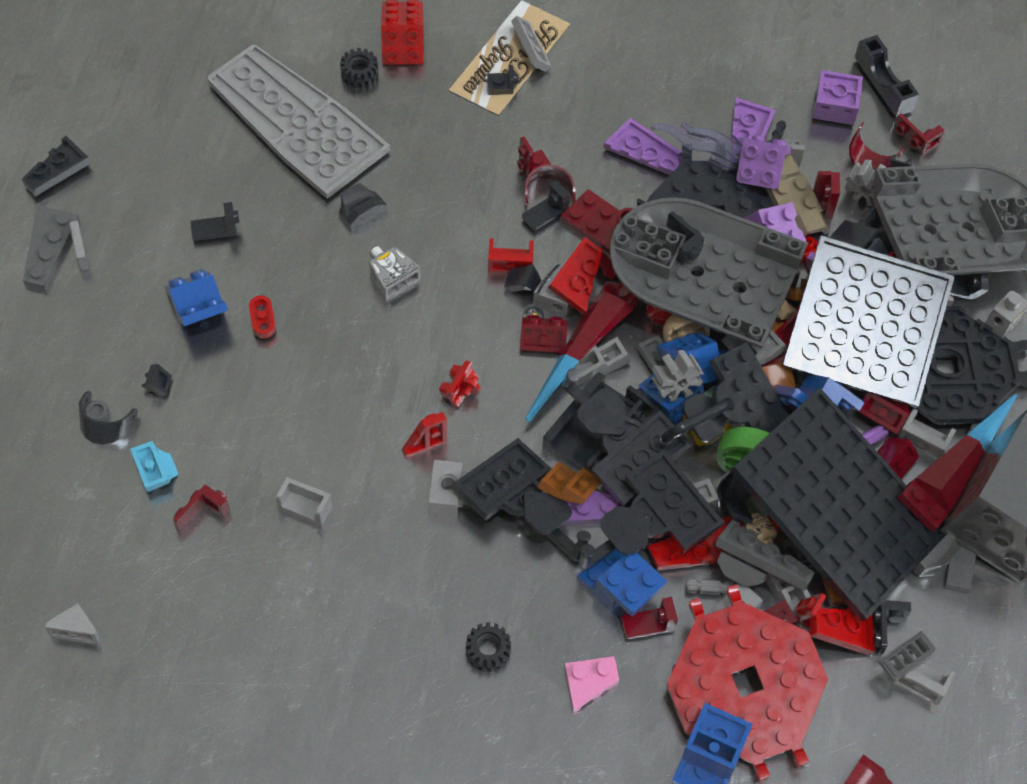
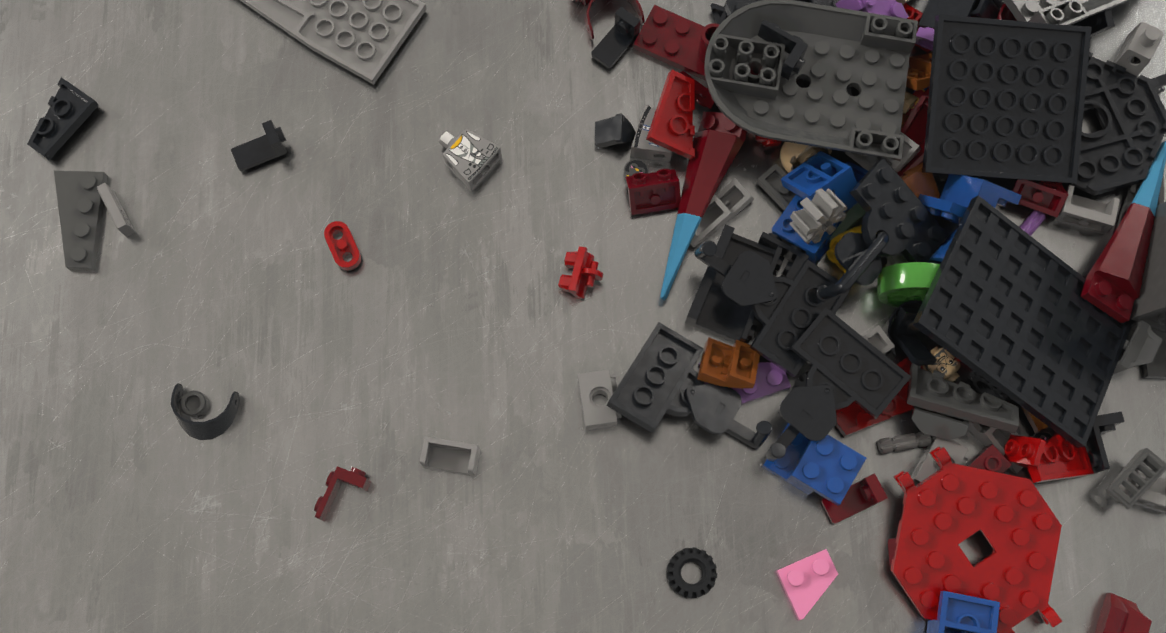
camera: 10 degrees left, 15 degrees up
(153, 465) = (275, 454): medium azure slope -> none
(157, 380) = (249, 351): black tile -> none
(195, 297) = (263, 244): blue bracket -> none
(360, 205) = (412, 85): black slope -> none
(428, 434) = (566, 340): red wing -> none
(503, 259) = (588, 110): red panel -> none
(898, 455) = (1061, 239): dark red panel -> none

